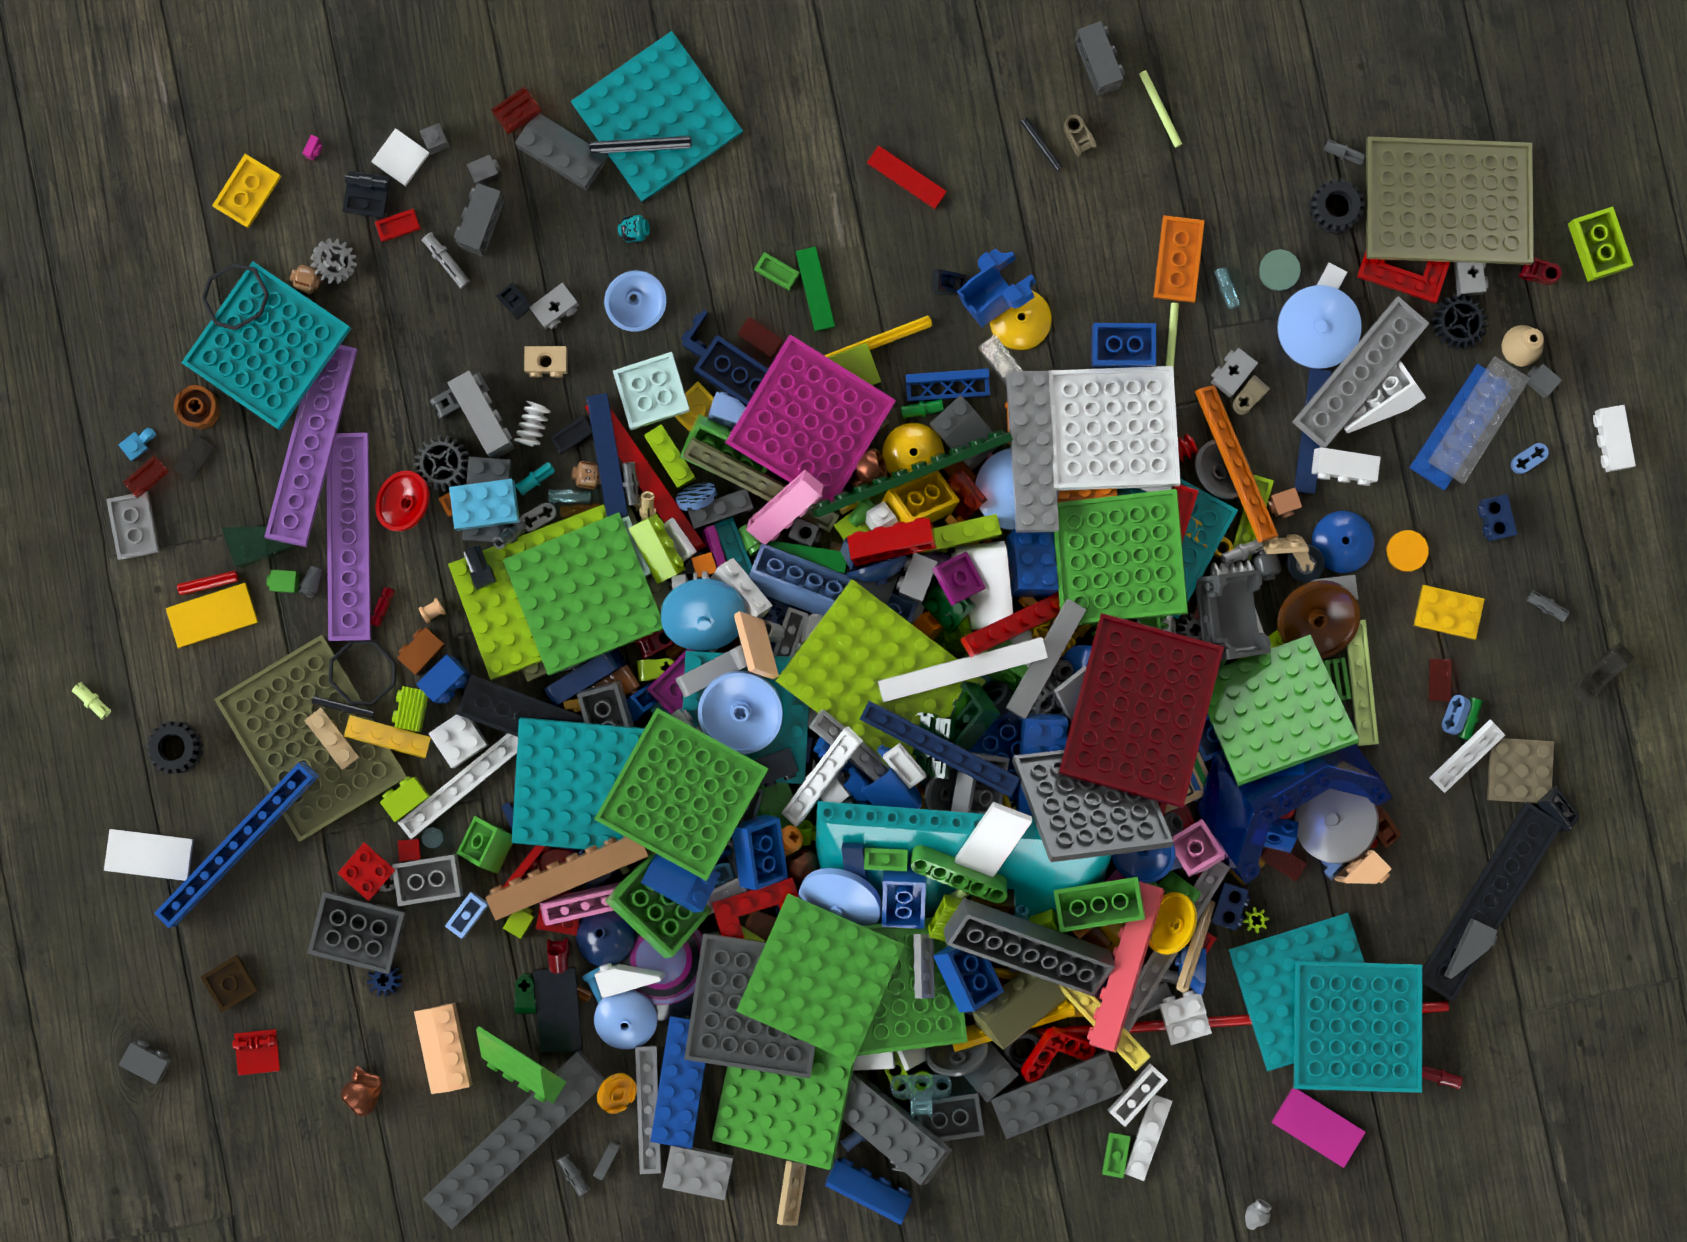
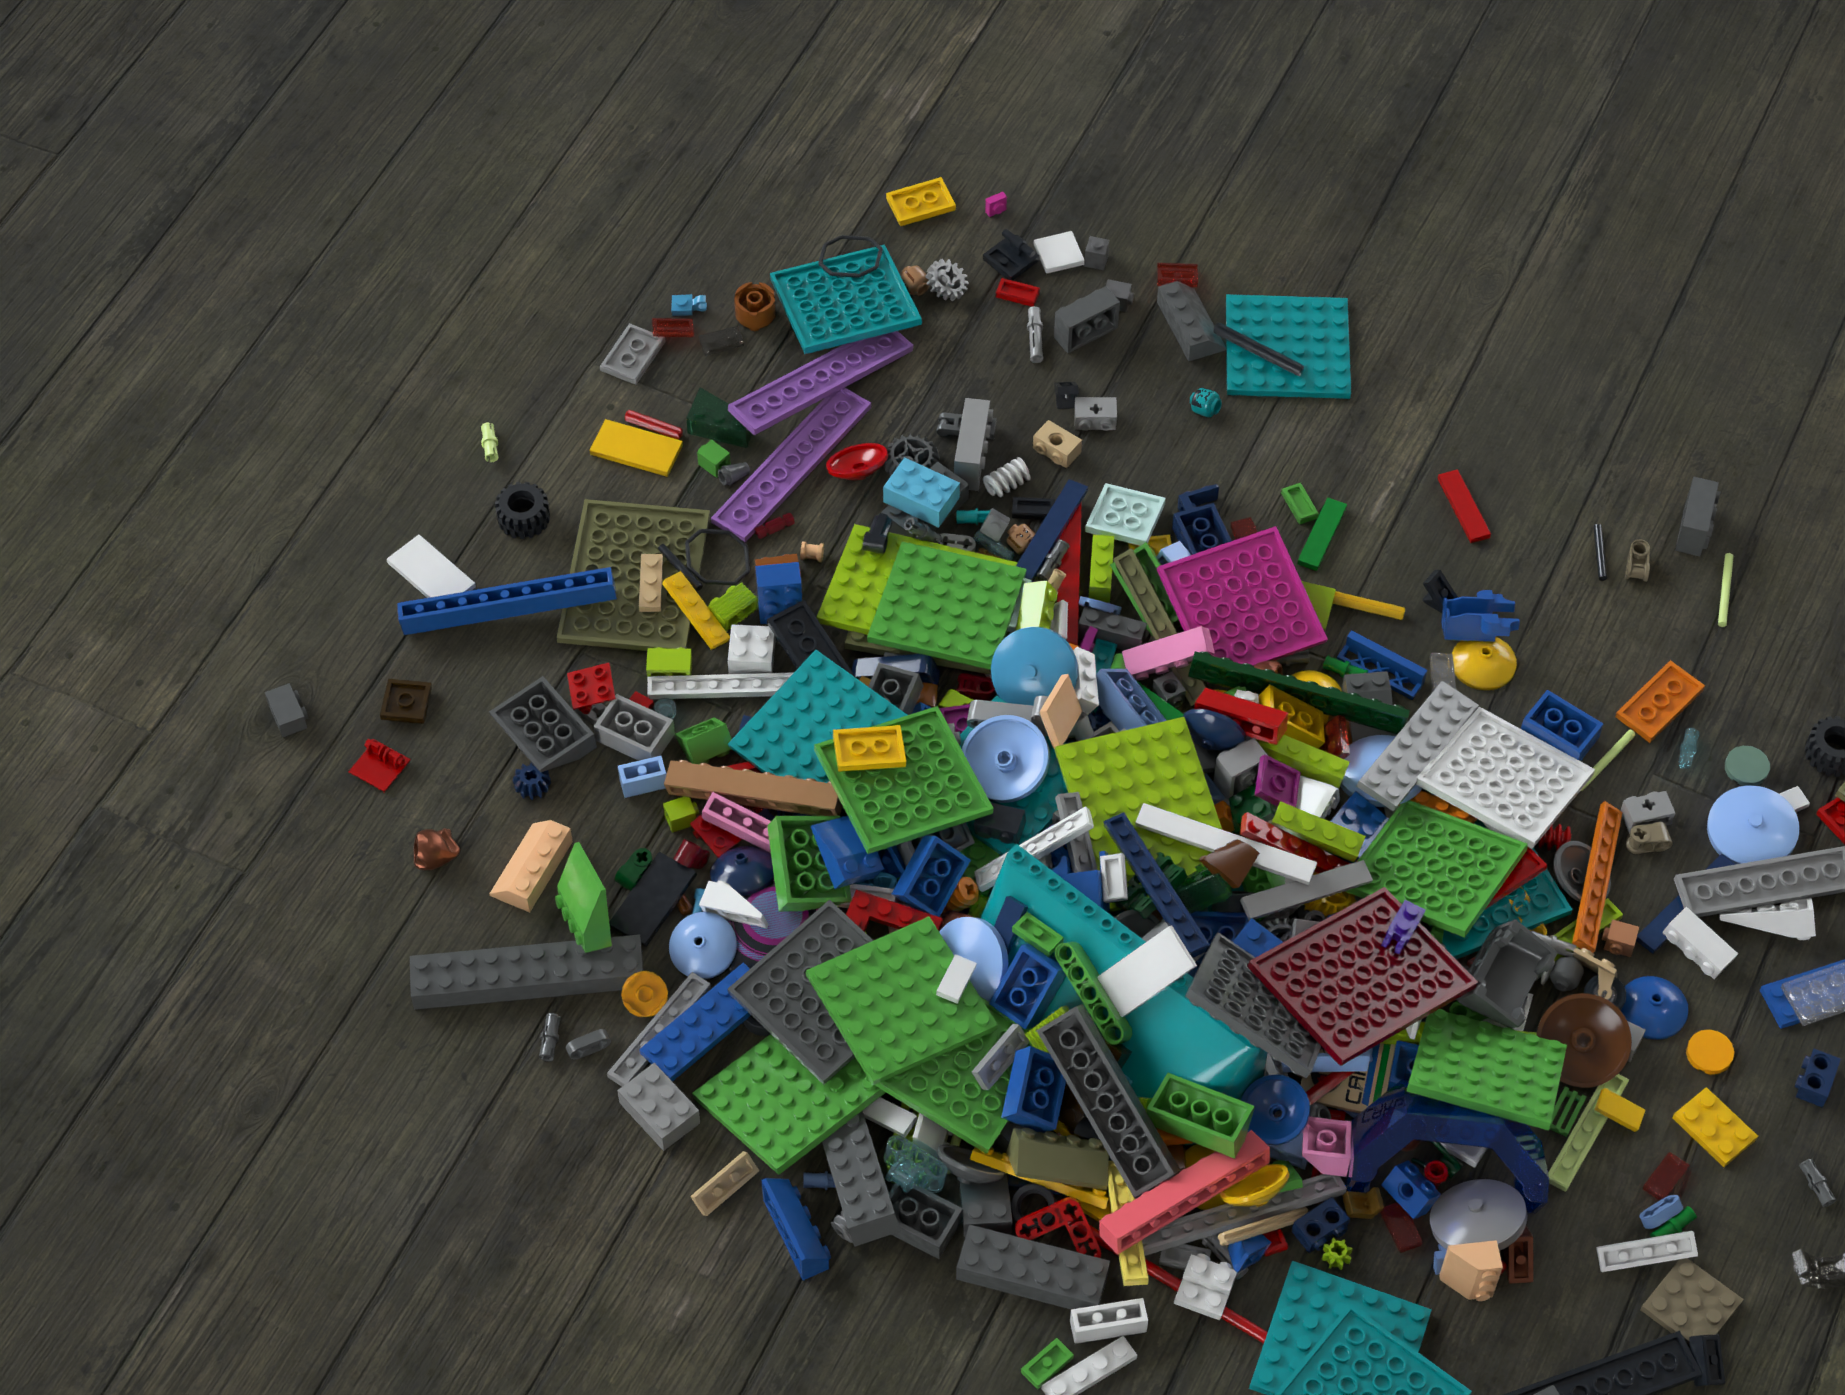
camera: 35 degrees right, 30 degrees down
(558, 481) = (994, 525): none -> flat silver brick
(639, 793) = (869, 748): none -> yellow plate
(644, 309) = (1165, 430): light blue dish -> none
(850, 935) = (956, 979): none -> white tile
(984, 691) = (1231, 861): none -> reddish brown slope
(1019, 601) = (1318, 831): none -> lime brick
(1140, 642) = (1403, 925): none -> dark purple hinge
(1375, 652) = (1619, 1109): none -> yellow tile

